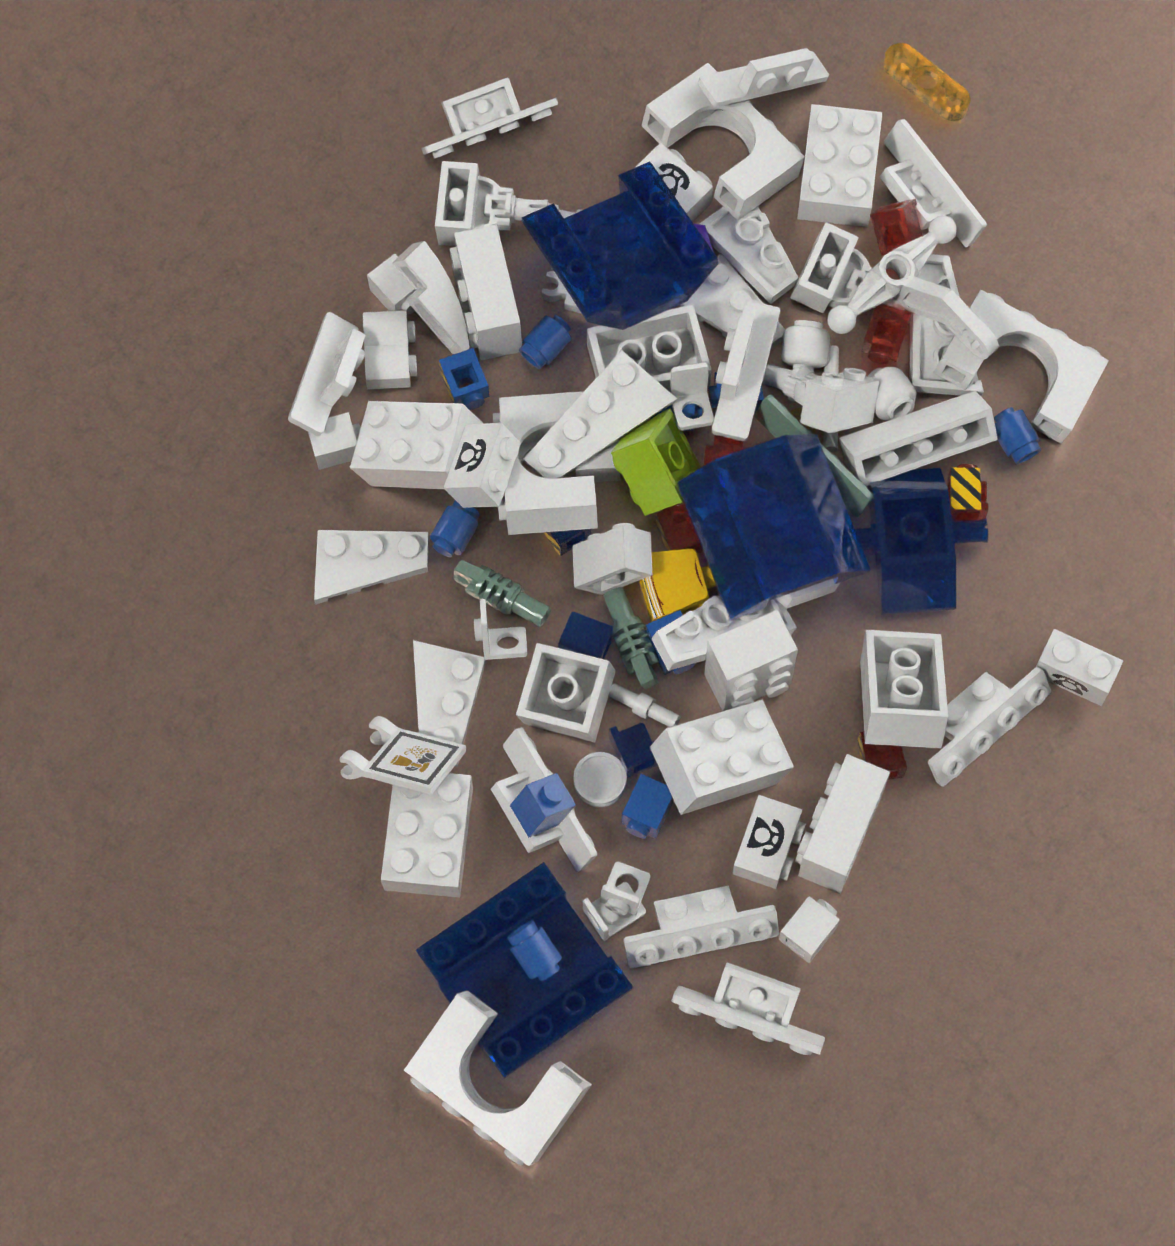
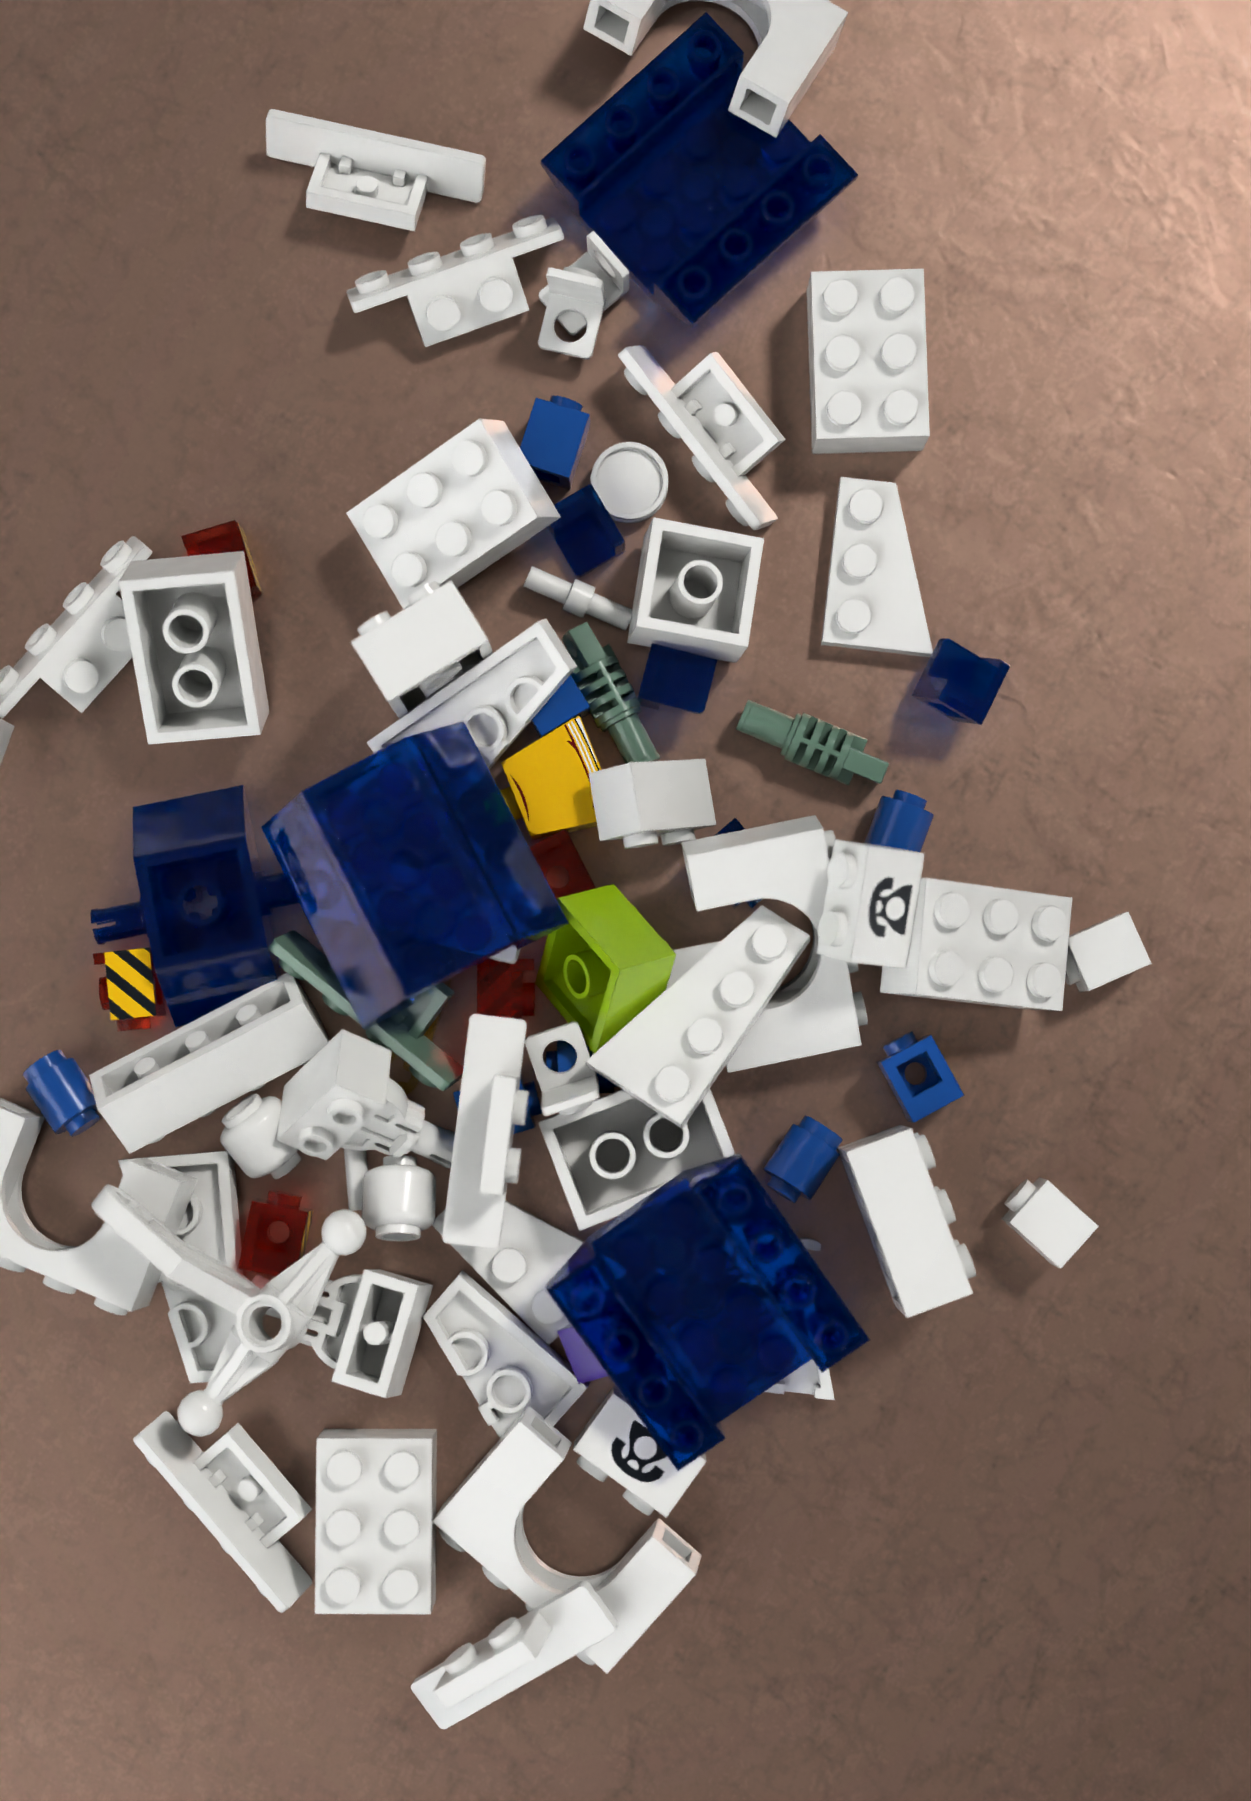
camera: 170 degrees right, 15 degrees up
(327, 373) = (1132, 1051): white bracket -> none
(365, 558) = (1023, 776): white wing -> none
(388, 349) = (1044, 1114): white brick -> none
(398, 617) = (960, 682): none -> clear blue panel
(405, 758) = (908, 449): white flag -> none
(434, 296) = (990, 1200): white slope -> none
(475, 202) = (951, 1371): white brick -> none
(482, 111) = (956, 1544): white bracket -> none
(491, 637) = (824, 674): white bracket -> none
(534, 951) = (688, 195): blue brick -> none
(542, 805) = (705, 406): blue brick -> none
(768, 841) = (373, 411): white brick -> none
(810, 928) = (301, 294): white brick -> none
(841, 822) = (267, 438): white brick -> none
(886, 225) = (274, 1419): clear red brick -> none
(900, 74) = (254, 1721): clear yellow beam -> none

